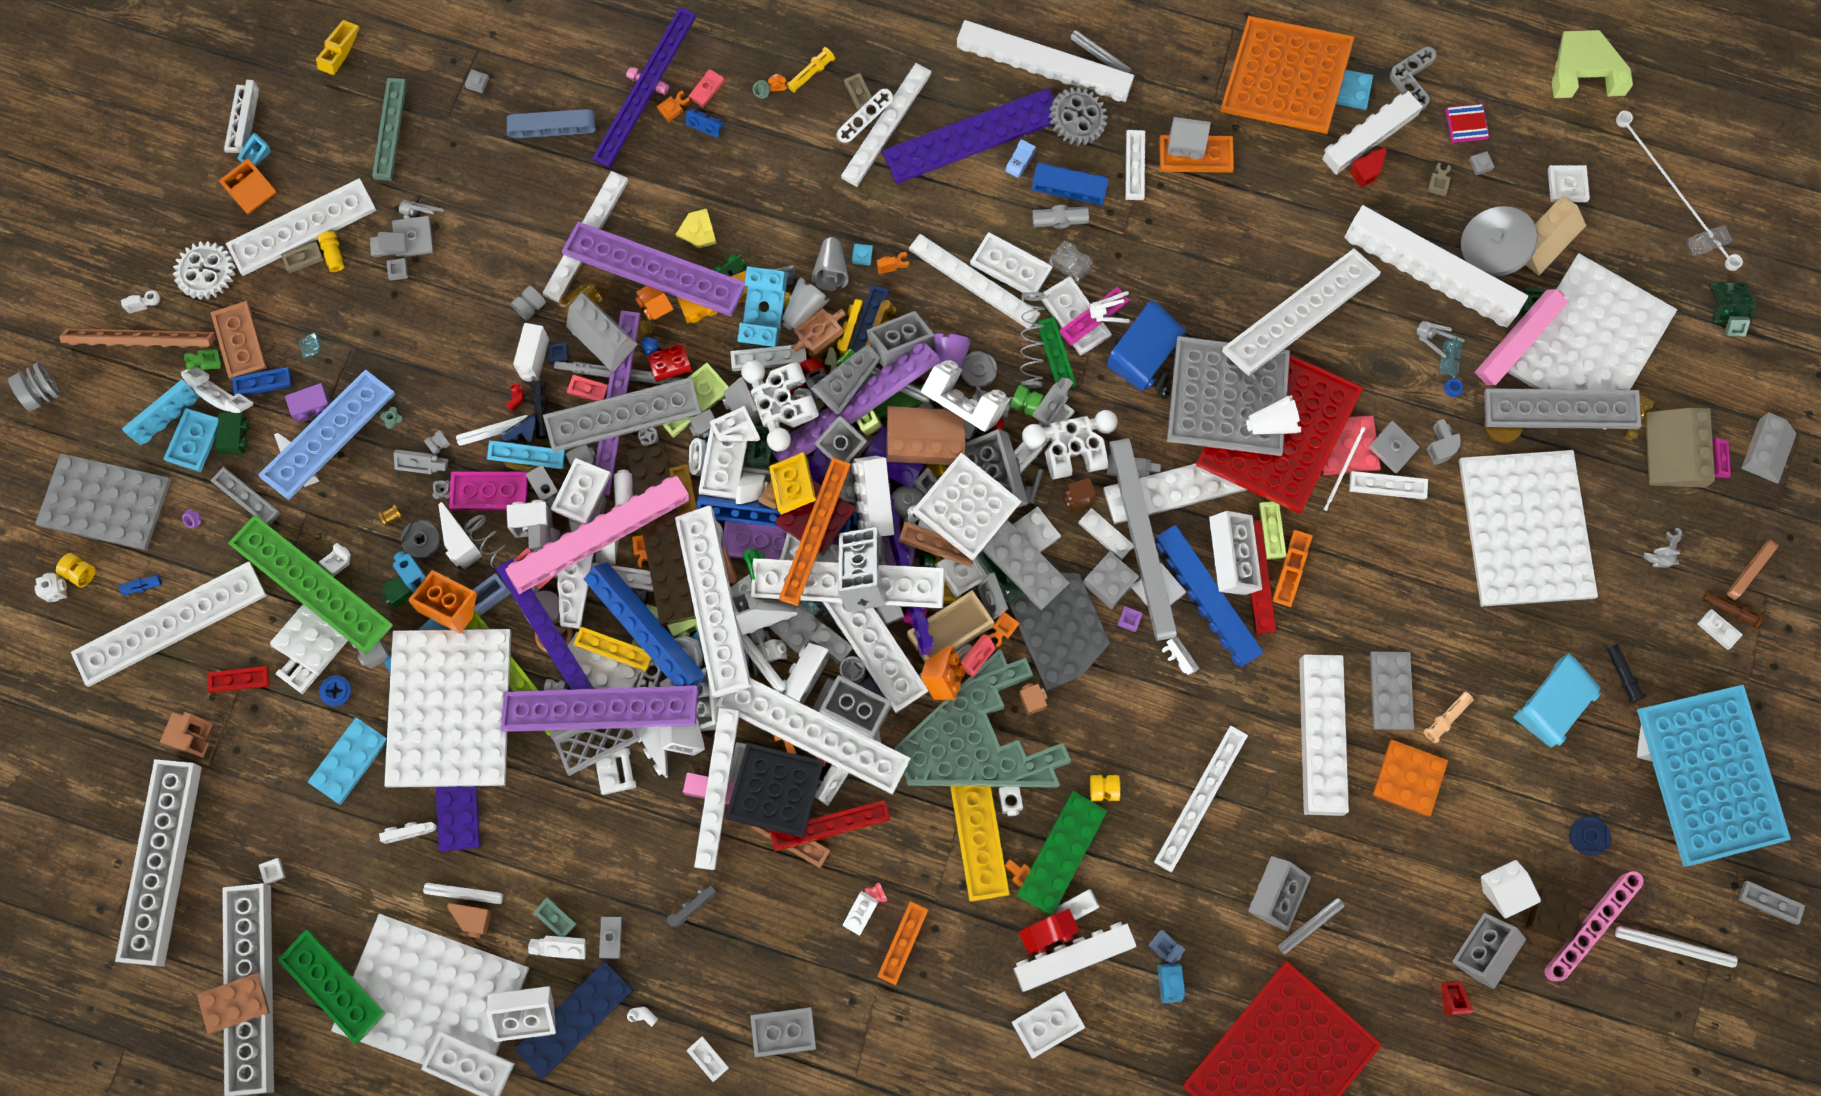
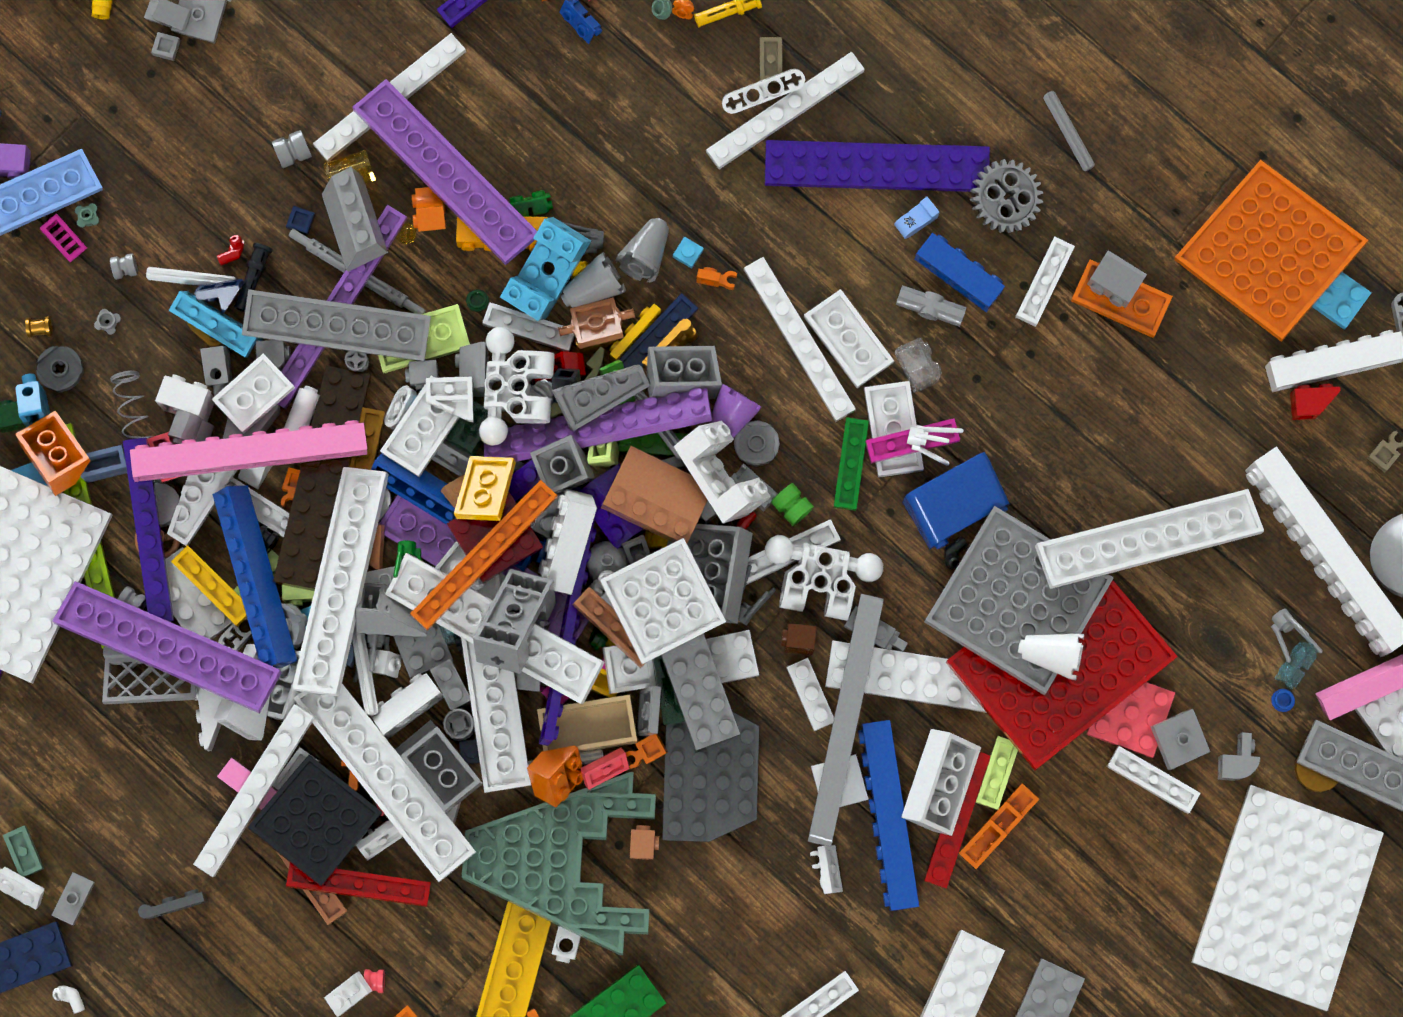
camera: 20 degrees right, 5 degrees up
(309, 345) = (33, 94): clear light blue tile -> none
(370, 445) = (57, 220): none -> dark pink slope
(418, 462) = (95, 280): light grey hinge -> none
(459, 545) = (96, 388): white slope -> none
(487, 490) = (155, 345): dark pink plate -> none
(531, 352) = (269, 209): white brick -> none
(587, 389) = (314, 277): coral plate -> none
(609, 775) = (149, 720): white plate -> none
(649, 345) = (404, 255): blue plate -> none
(669, 362) = (416, 286): red plate -> none
(697, 229) = (517, 143): light yellow plate -> none
(720, 355) = (477, 300): none -> dark green plate
(750, 487) = (440, 470): white slope -> none
(1038, 384) = (806, 486): light grey piece -> none
(1045, 61) = (999, 113): white brick -> none
(1053, 402) = (819, 519): light grey hinge -> none
(1104, 788) = (674, 977): yellow wheel -> none
(1110, 580) = (790, 749): light grey brick -> none
(1130, 619) = (791, 802): medium lavender plate -> none
(1344, 468) = (1110, 740): white piece -> none

